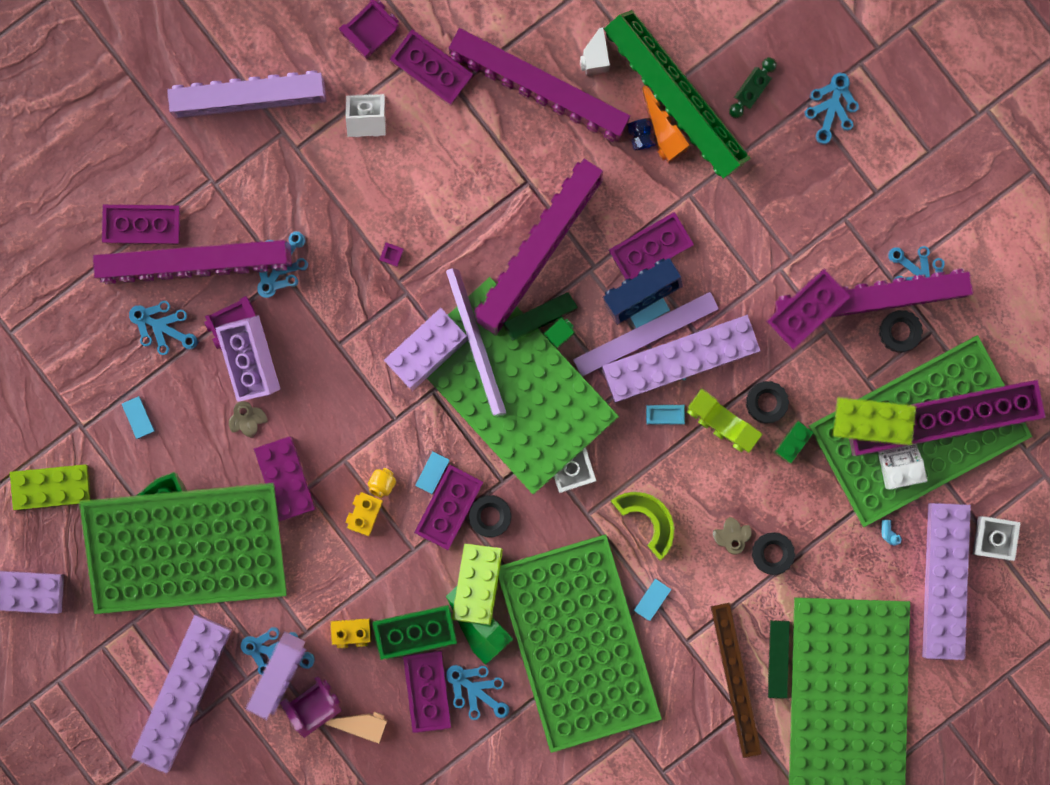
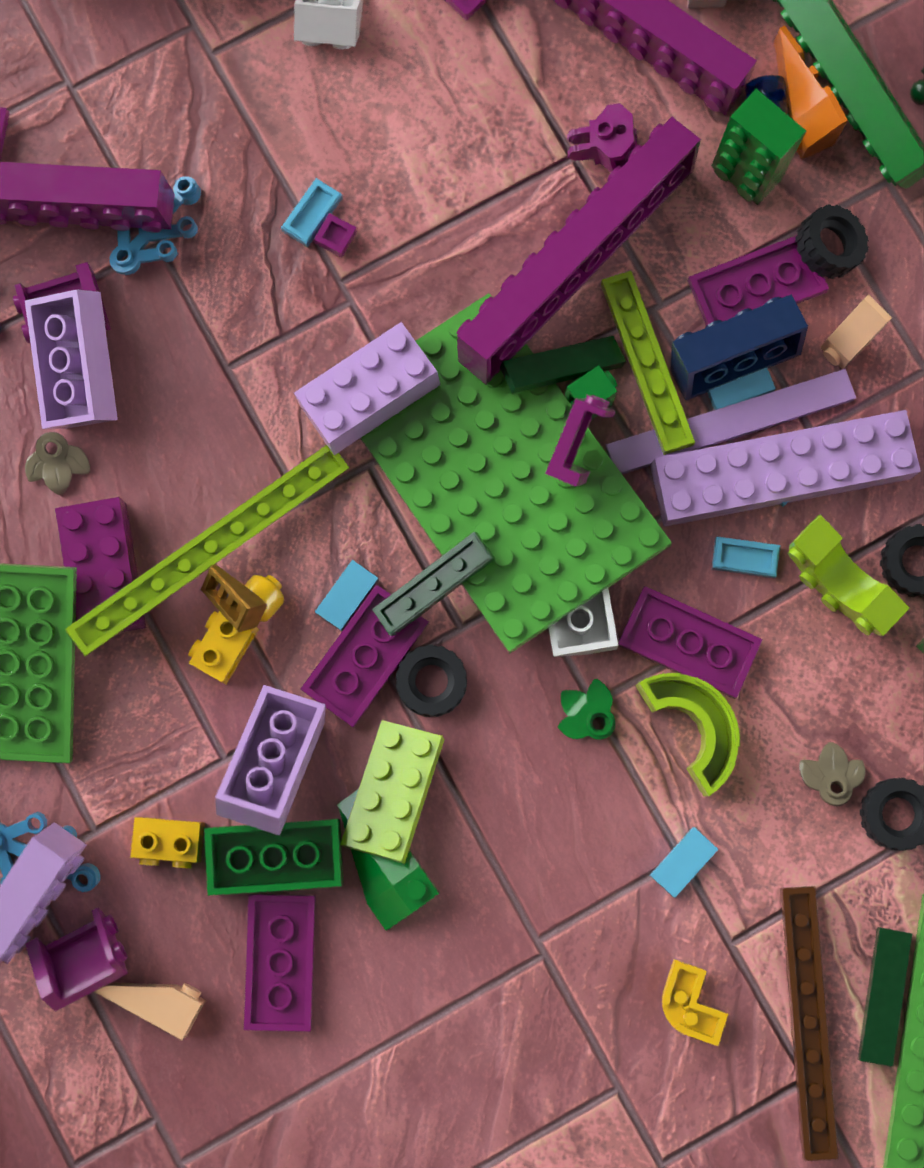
camera: 10 degrees right, 5 degrees down
(347, 459) = (205, 550): none -> lime plate
(372, 490) = (249, 608): none -> pearl gold slope
(374, 241) = (311, 212): none -> medium azure tile
(404, 577) = (270, 760): none -> lavender brick
(474, 689) = (362, 971): dark azure plant -> none
(476, 342) = (451, 389): lavender tile -> none
(483, 461) = (433, 584): none -> tile
(548, 383) = (562, 460): none -> magenta panel
(550, 171) = (606, 139): none -> magenta hinge
(578, 643) = (549, 920): bright green plate -> none
(581, 520) = (584, 708): none -> green plate
(590, 306) = (647, 363): none -> lime plate
(636, 171) = (757, 147): none -> green brick
(638, 470) = (689, 641): none -> magenta plate
(663, 684) = (681, 1004): none -> yellow plate
(704, 209) = (849, 231): none -> black tyre
(710, 274) = (855, 332): none -> light nougat slope

